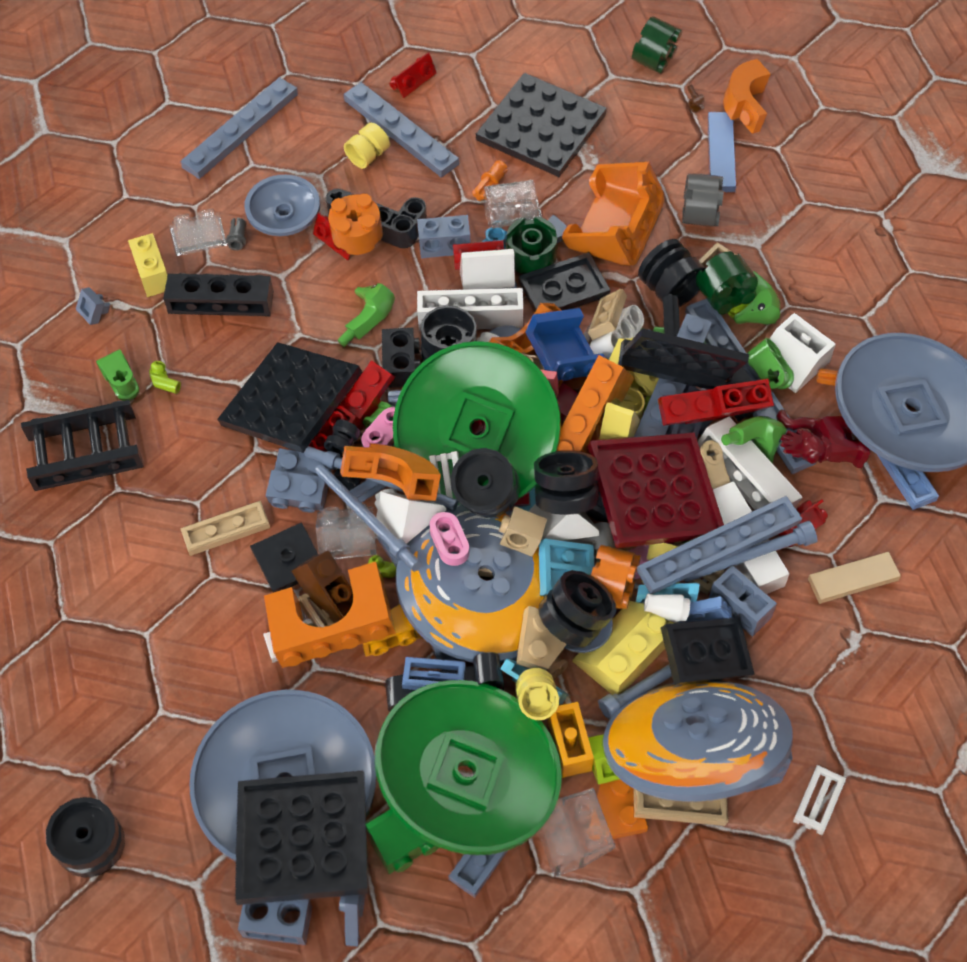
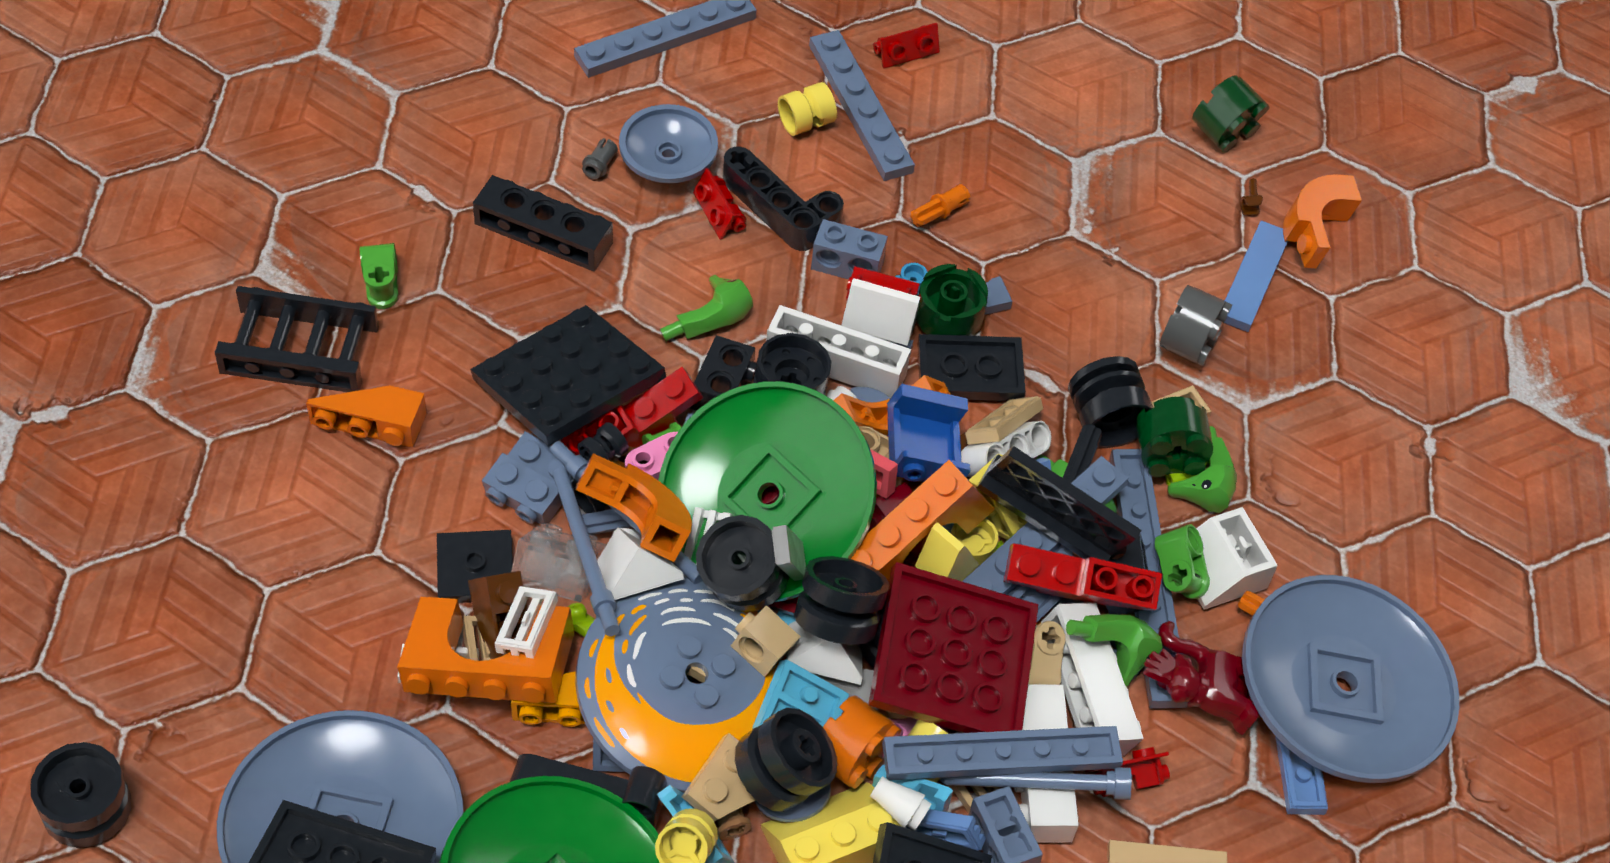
camera: 15 degrees right, 5 degrees down
(91, 305) = (387, 181): sand blue tile -> none
(149, 264) = (477, 155): light yellow brick -> none
(160, 378) = (427, 296): lime arm -> none
(165, 476) = (376, 413): none -> orange slope
(197, 232) = (553, 140): clear slope -> none
(225, 528) = (418, 501): tan tile -> none
(355, 223) = (742, 196): orange brick -> none
(363, 601) = (519, 644): none -> white tile
(430, 675) = (555, 744): medium blue tile -> none
(449, 541) = (668, 616): bright pink plate -> none
(510, 202) = (950, 241): clear slope -> none
(516, 463) = (789, 552): none -> tile
(541, 124) = (1039, 160): plate -> none
(621, 213) = (1086, 308): orange windscreen -> none

